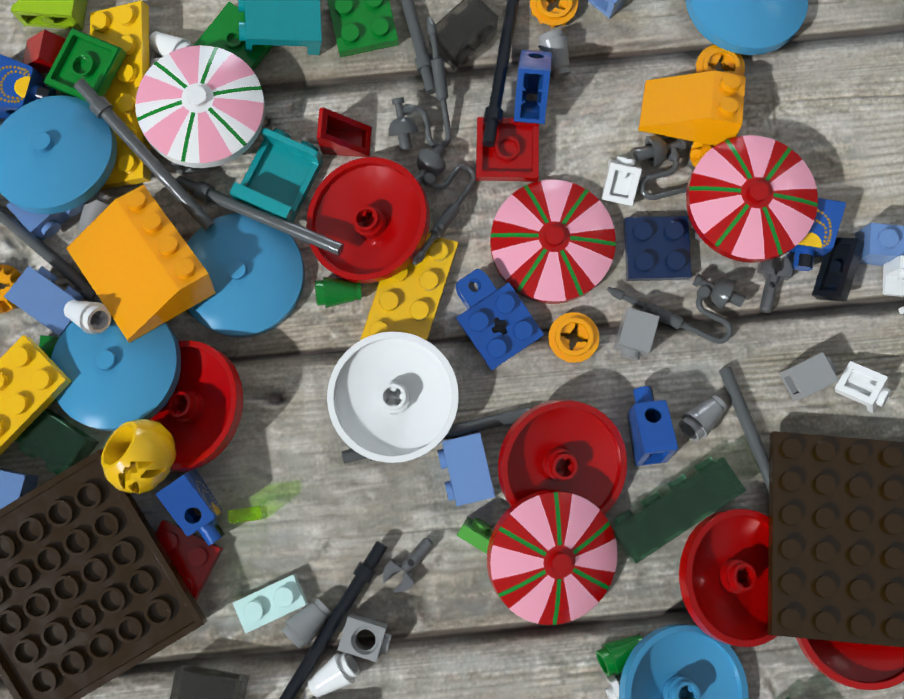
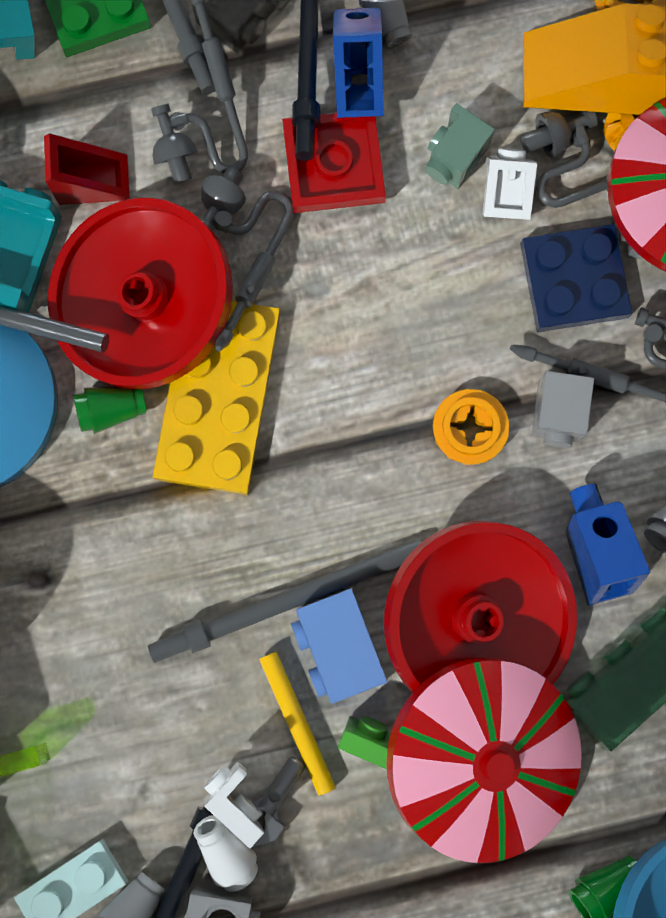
camera: 10 degrees left, 0 degrees up
(374, 595) = (226, 856): none -> white cone
(384, 569) = (236, 814): none -> white bracket
(393, 397) = (213, 553): white dish -> none
(432, 516) = (297, 723): none -> yellow bar
(484, 308) = (333, 399): blue plate -> none
(552, 241) = (419, 288): dish -> none
(591, 151) = (458, 147): none -> sand green brick

